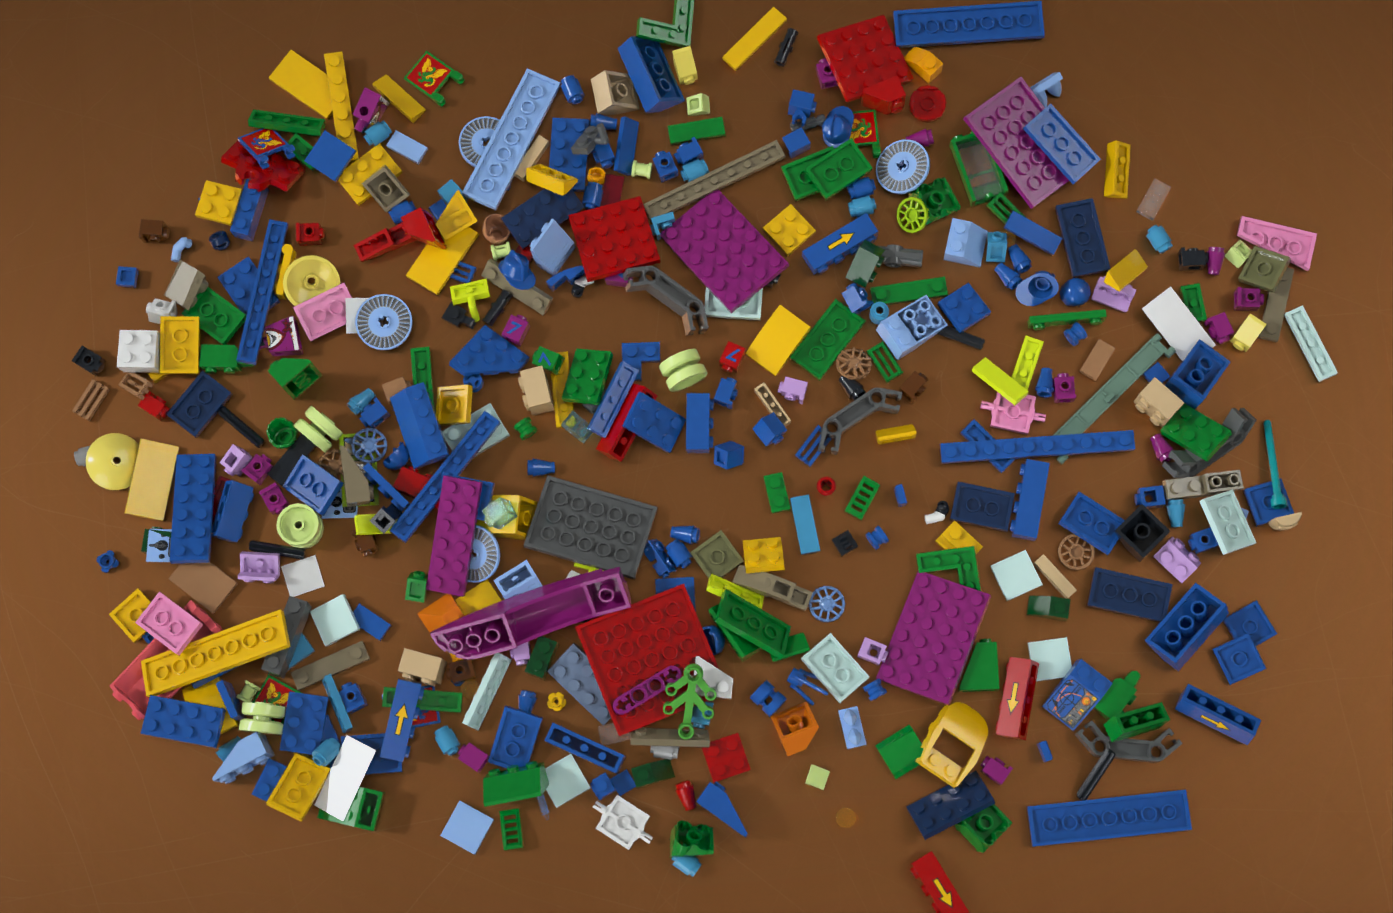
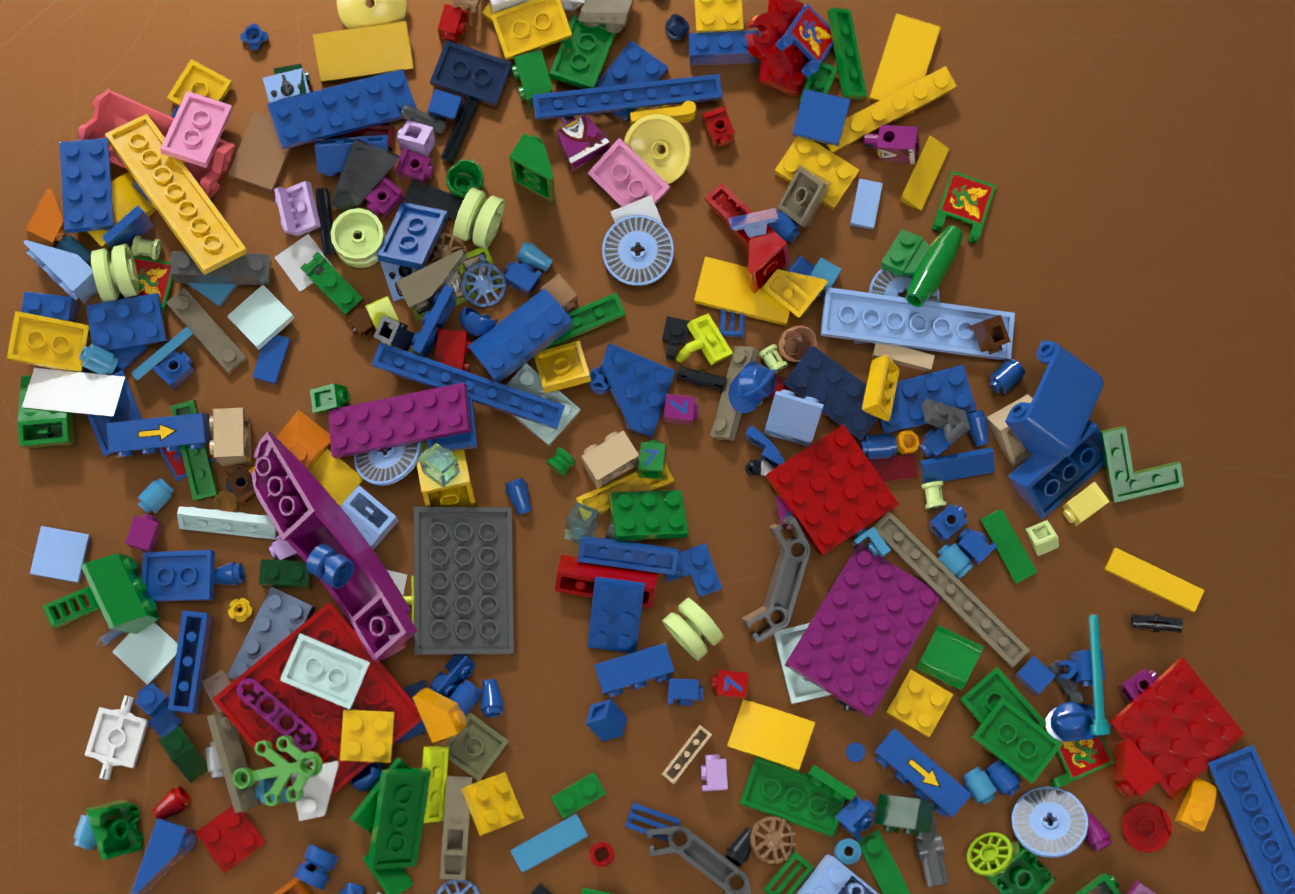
camera: 60 degrees right, 0 degrees up
(200, 761) = (47, 222): none -> orange slope
(218, 430) = (444, 105): none -> blue panel
(220, 452) = (423, 118): none -> dark grey axle
(250, 509) = (361, 173): none -> black wing
(328, 559) = (332, 284): none -> green plate
(377, 133) = (870, 163): dark azure brick -> none
(395, 226) = (754, 223): none -> piece
(468, 116) = (927, 264): none -> green plate
(538, 88) = (991, 334): none -> reddish brown brick
(551, 614) = (330, 566): none -> blue wheel
(610, 55) = (1060, 405): none -> blue windscreen
(626, 644) = (325, 671): none -> light aqua plate
(684, 629) = (367, 736): none -> yellow plate
(686, 571) = (440, 714): none -> light orange slope
(763, 197) = (949, 657): none -> green slope
(770, 429) = (653, 761): blue brick -> none
(809, 286) = (855, 752): none -> blue piece
(822, 312) = (839, 790): none -> green plate
(845, 108) = (1100, 723): none -> teal piece

